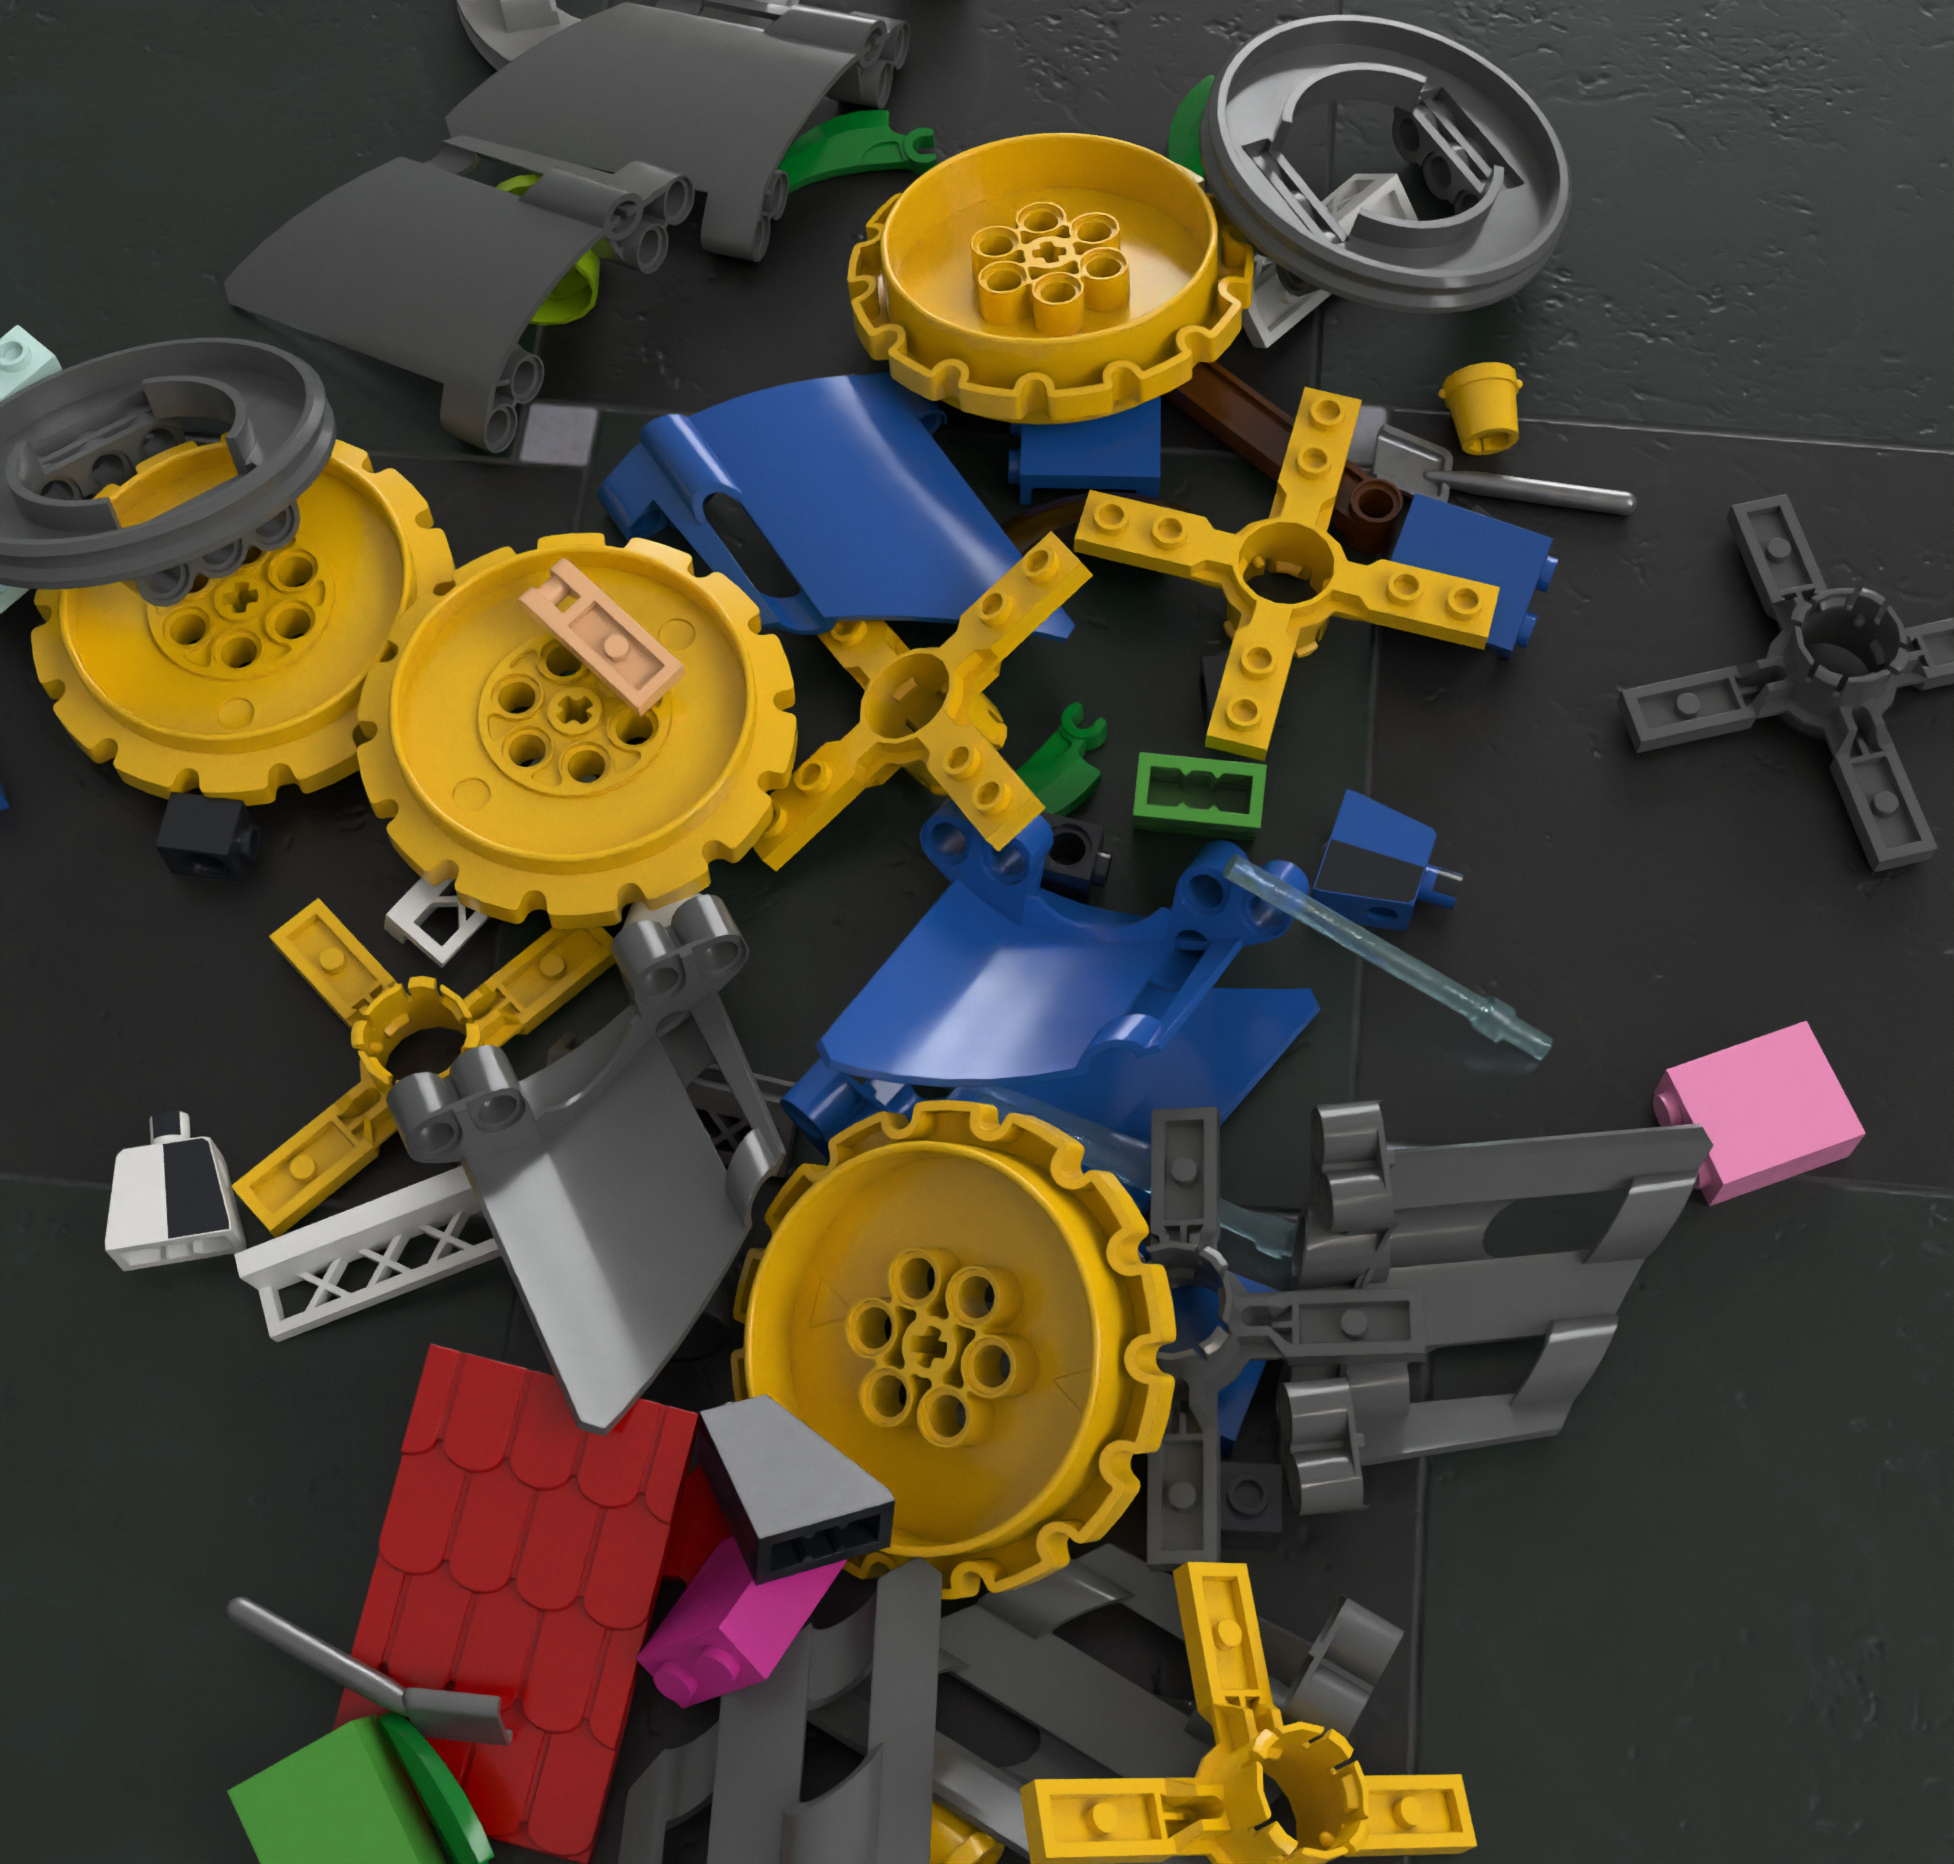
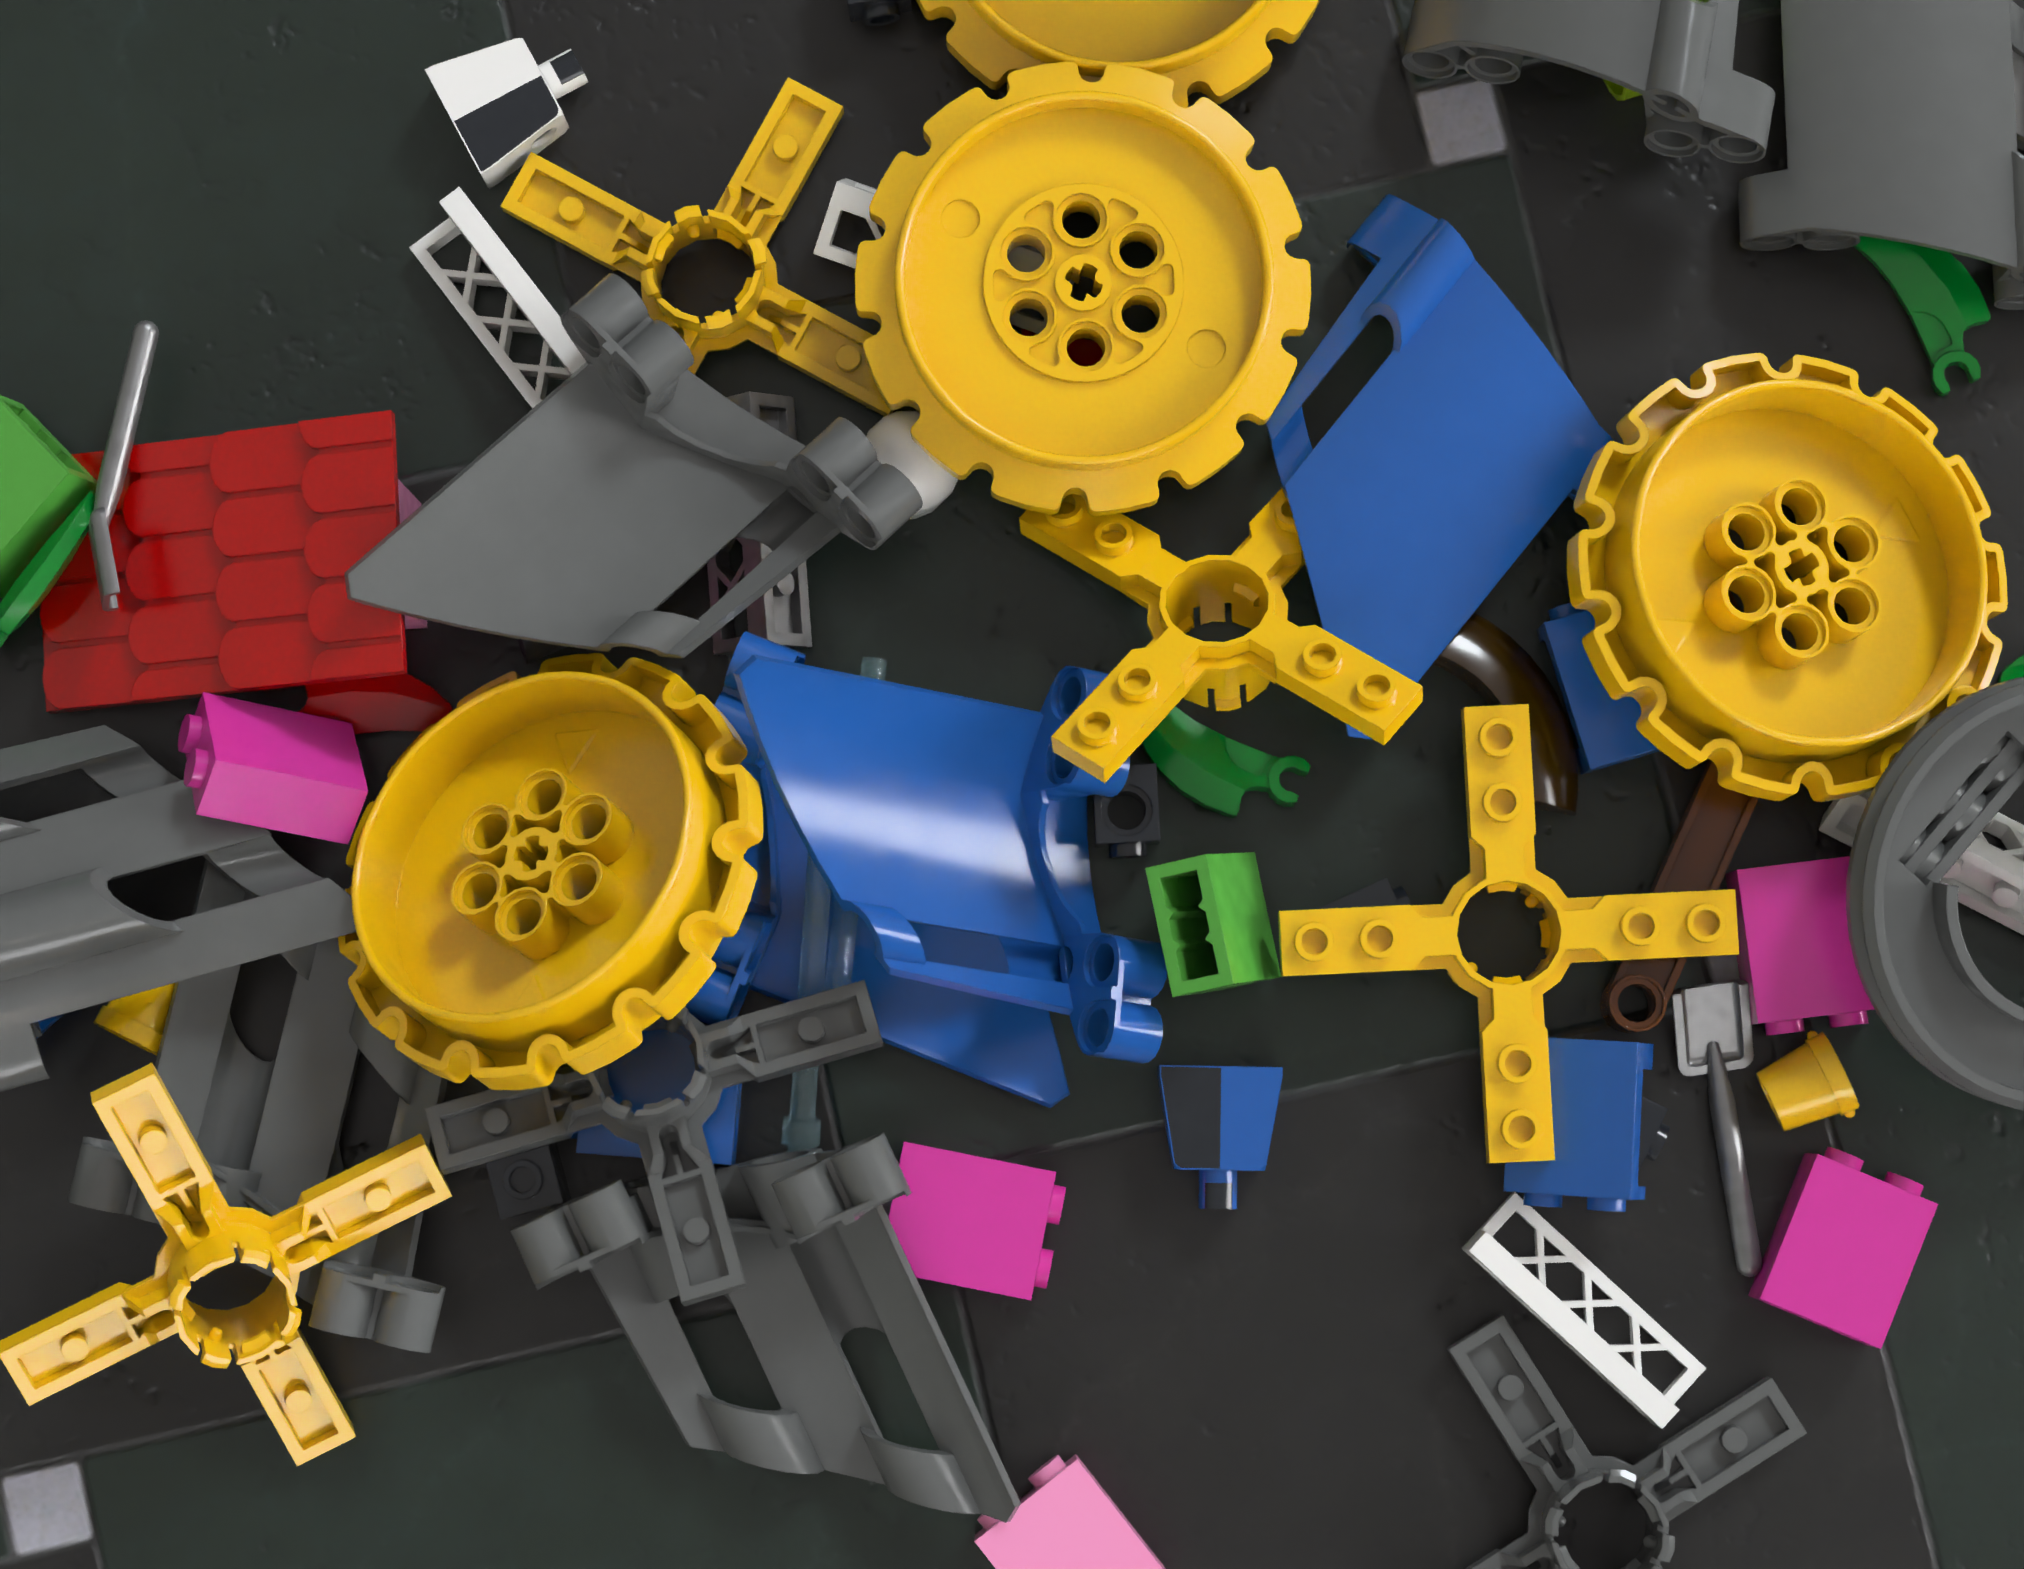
camera: 70 degrees right, 20 degrees up
(603, 637) = (1154, 282): light nougat plate -> none
(789, 1490) = (365, 772): slope -> none
(1370, 360) = (1797, 945): none -> dark pink brick
(1425, 1079) = (976, 1220): none -> dark pink brick
(1488, 1015) = (1088, 1273): clear light blue bar -> none
(1632, 424) = (1844, 1246): none -> dark pink brick
(1635, 648) = (1570, 1328): none -> white fence

